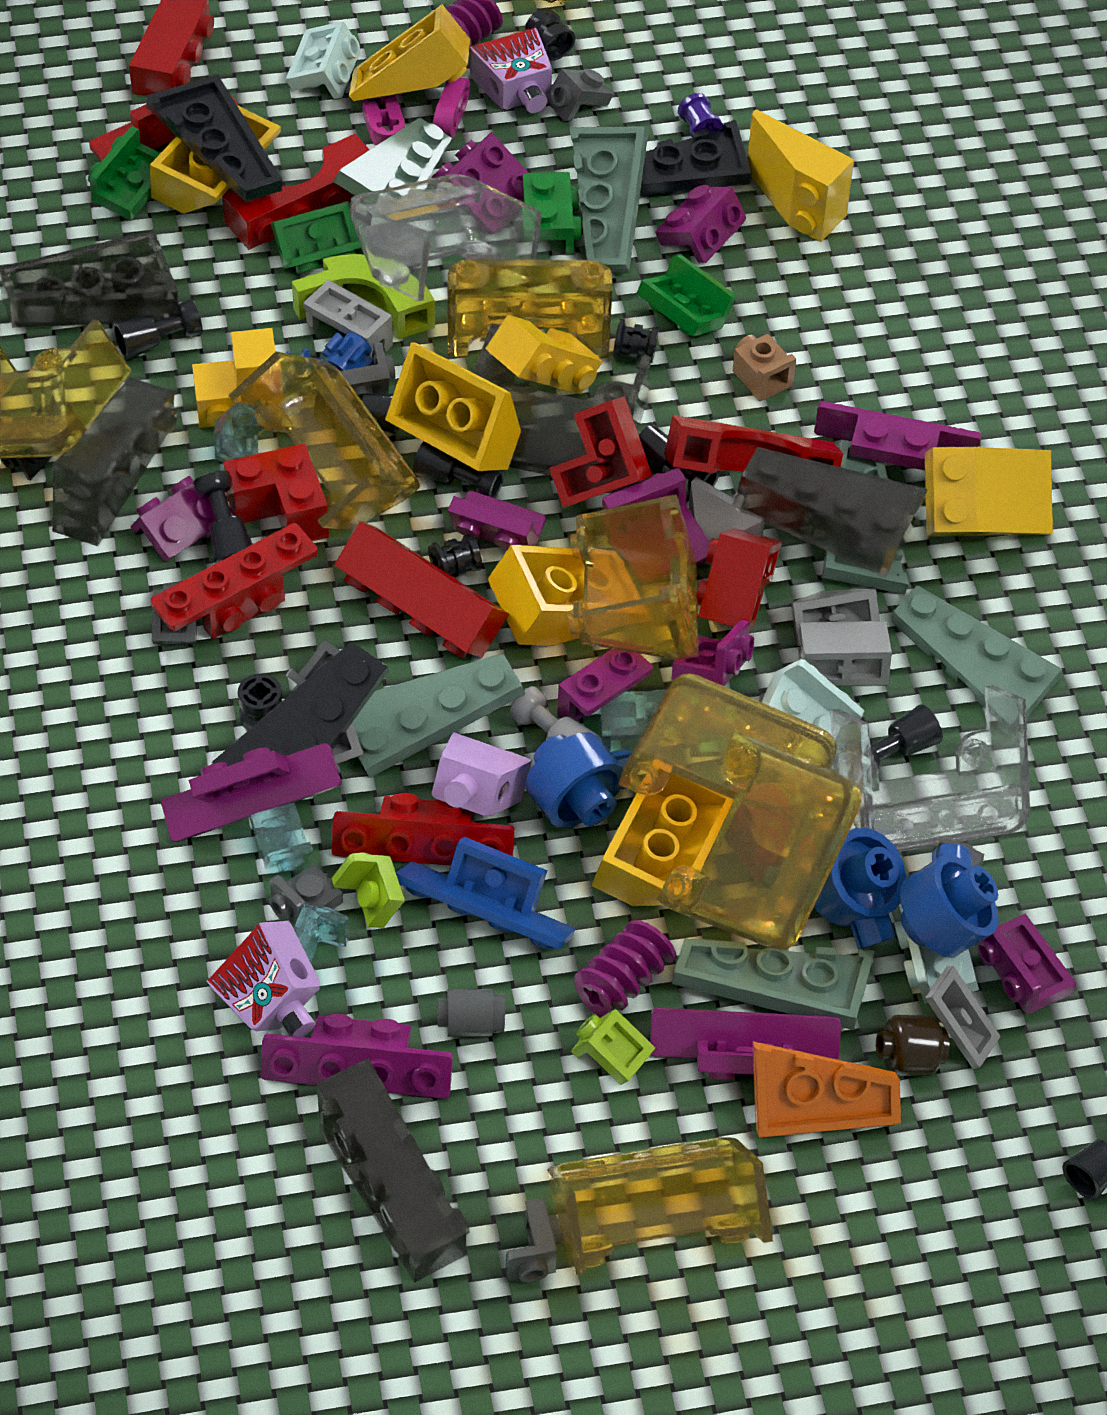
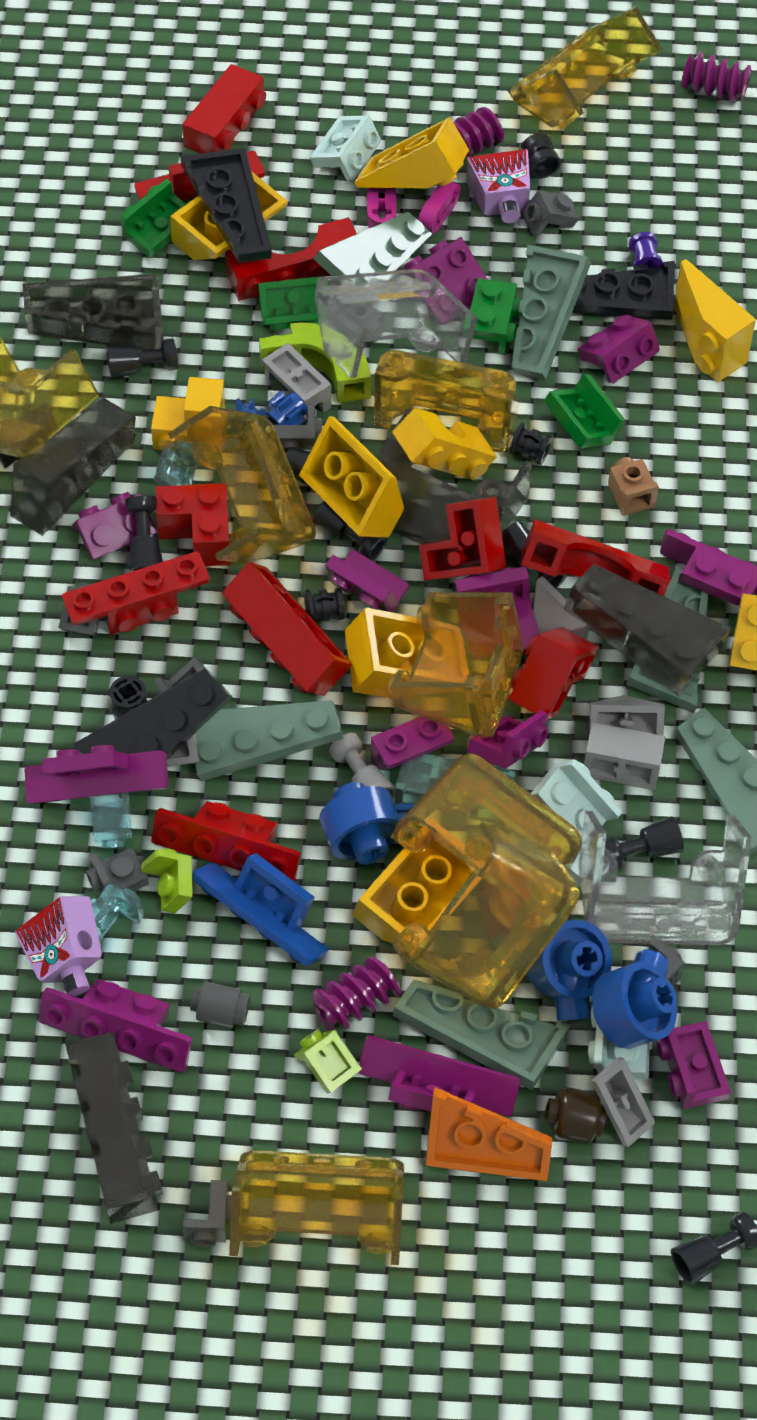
camera: 15 degrees right, 5 degrees up
(475, 775) = (283, 802): lavender torso -> none

